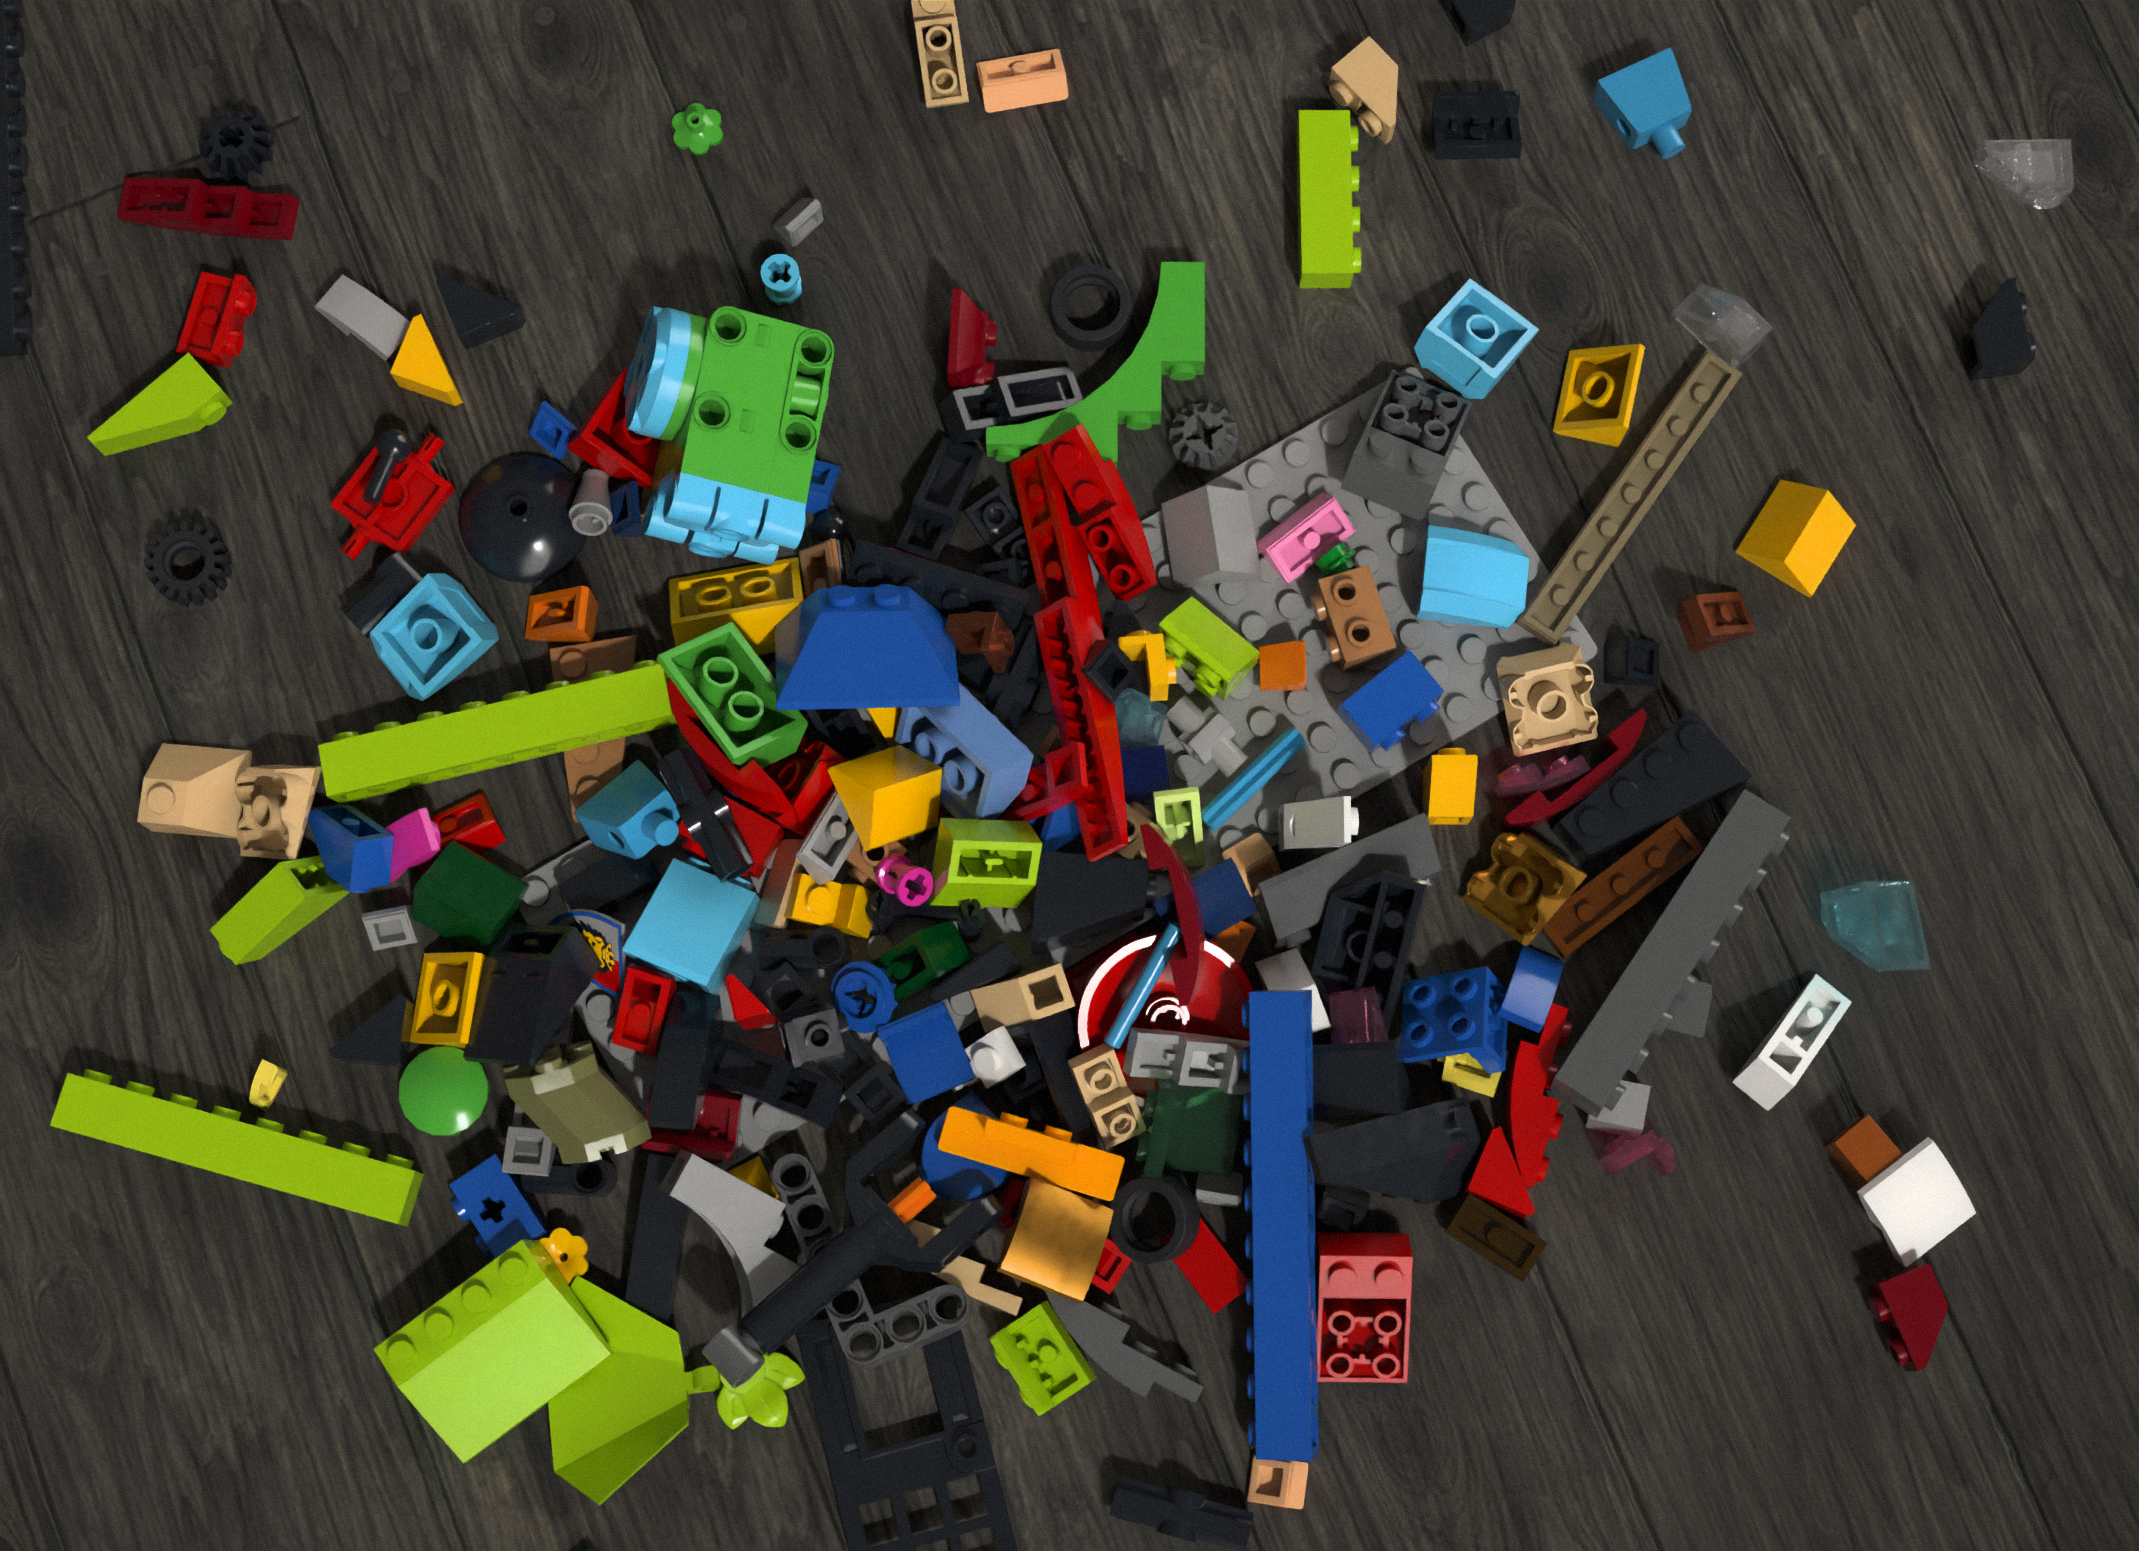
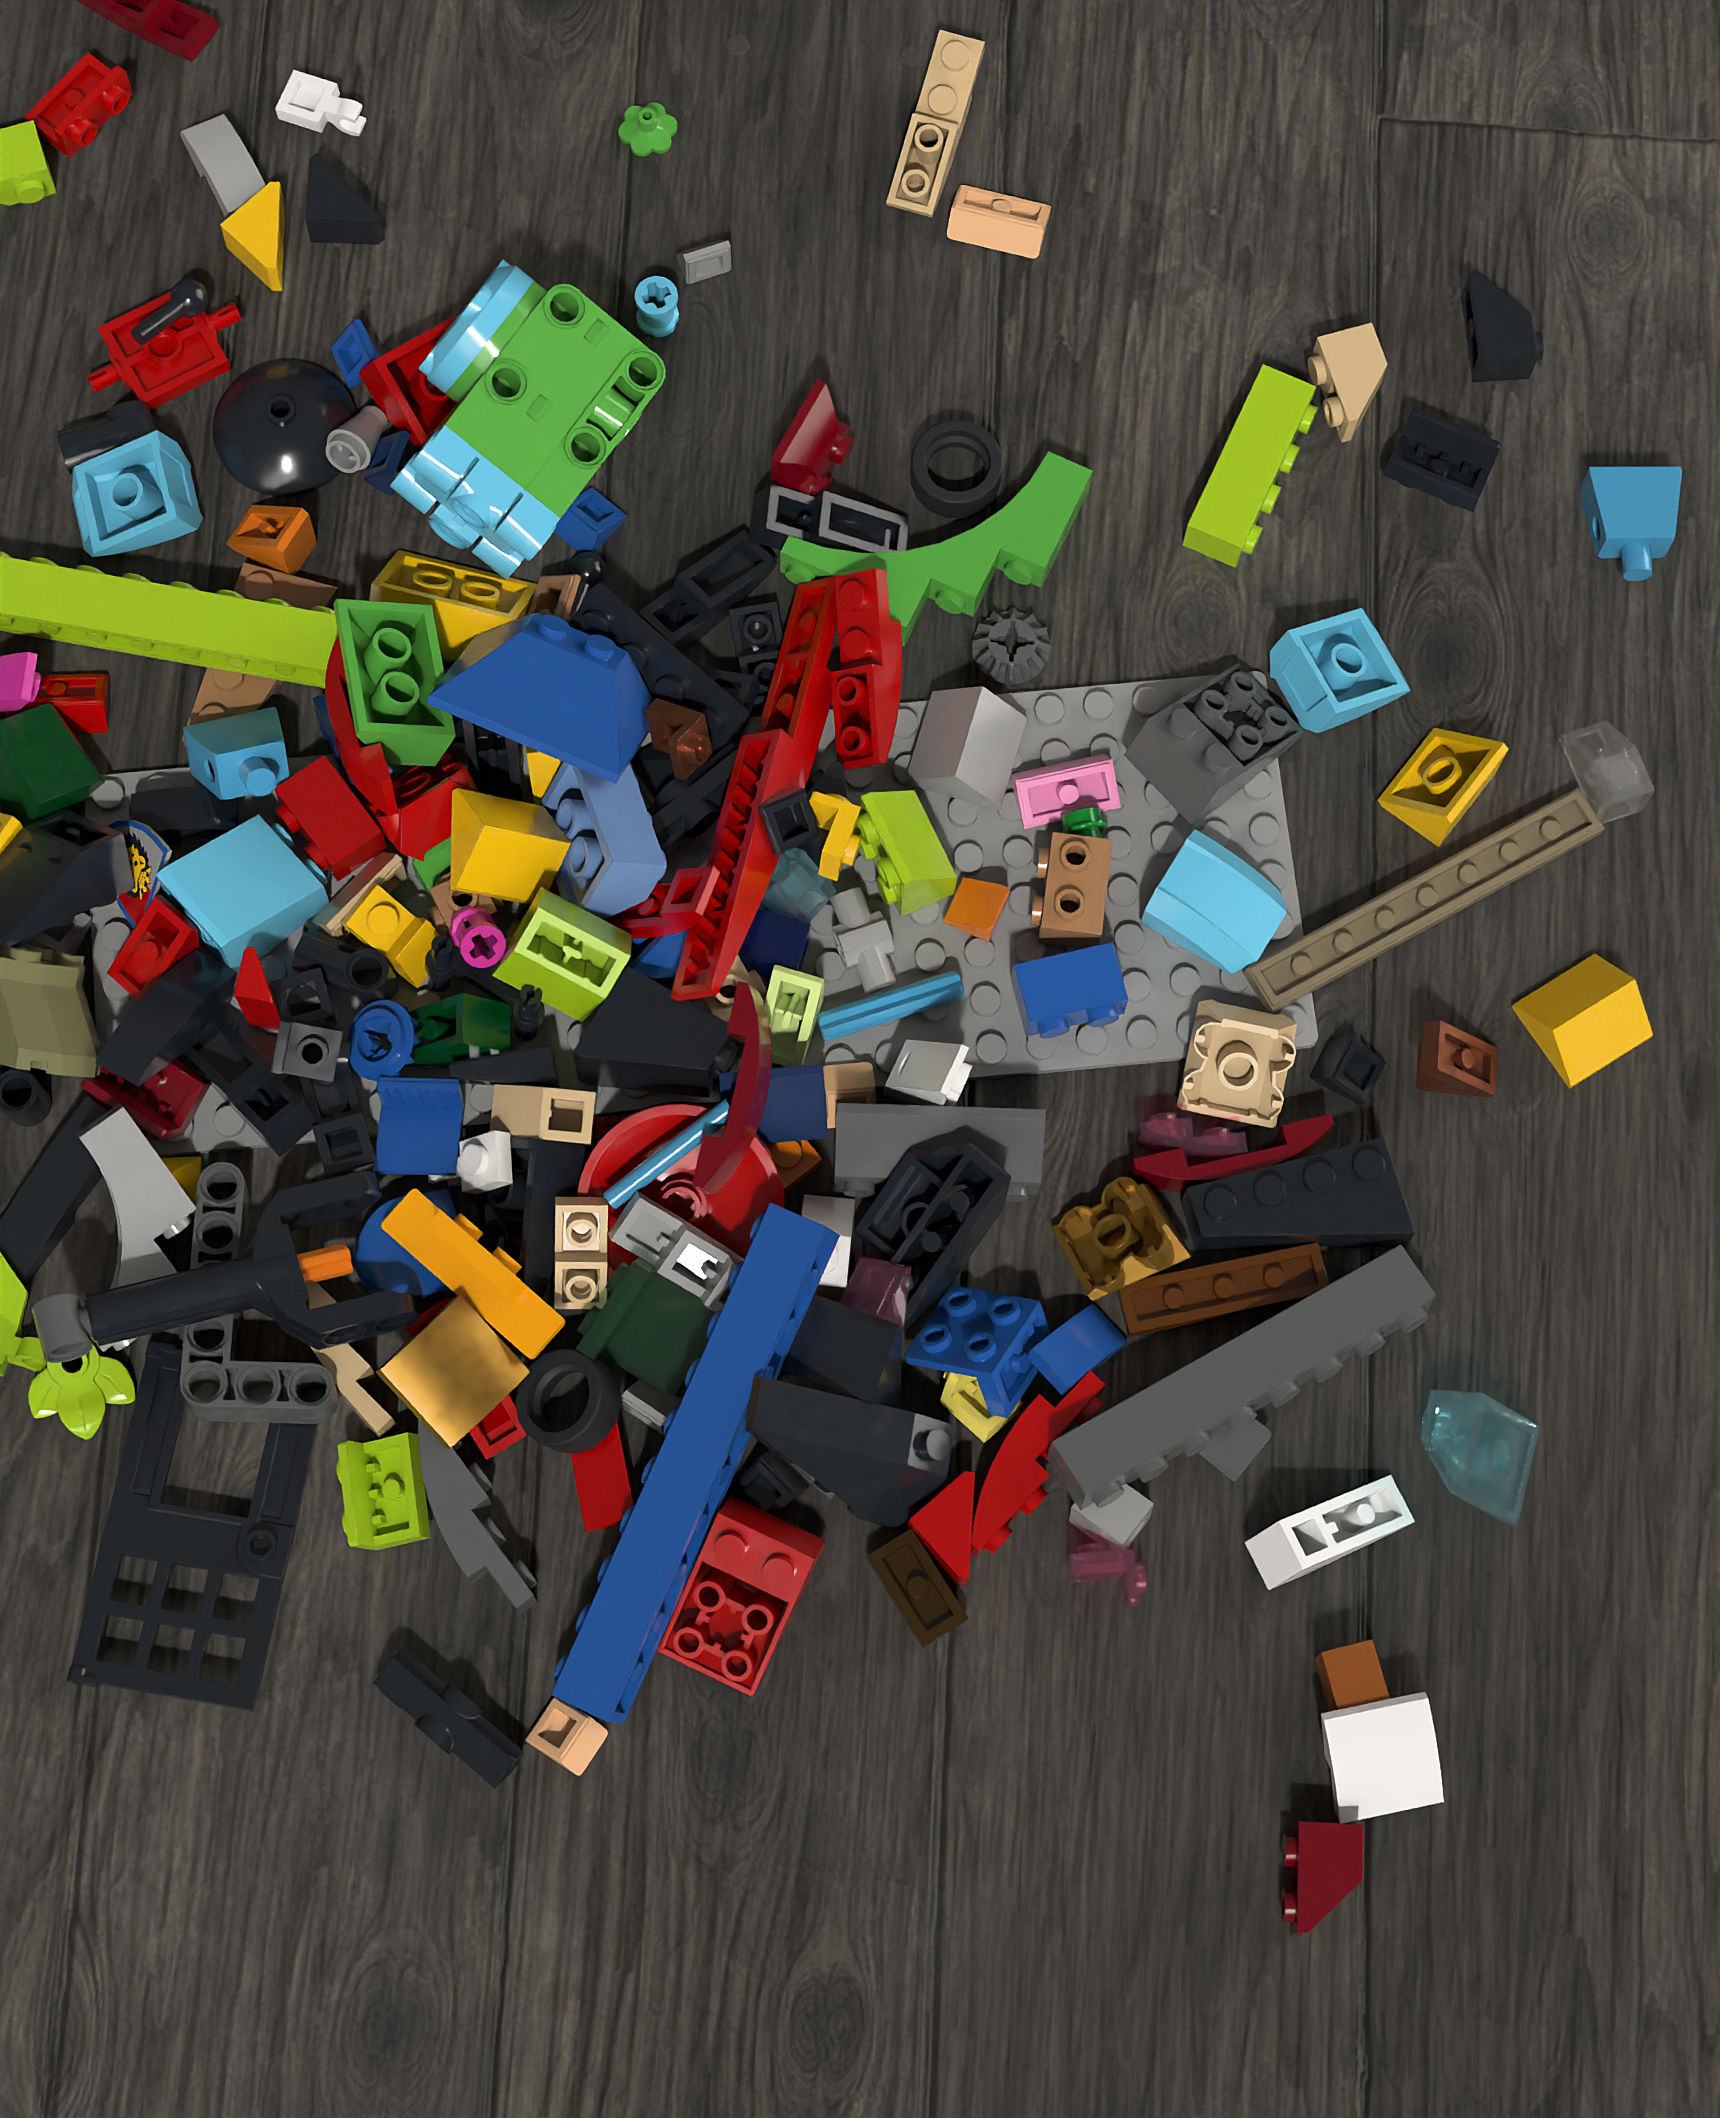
camera: 20 degrees right, 5 degrees down
(410, 230) = (314, 101): none -> white plate
(705, 814) = (310, 782): black piece -> none
(828, 841) = (416, 862): light grey slope -> none
(1449, 787) = (1090, 1104): yellow slope -> none

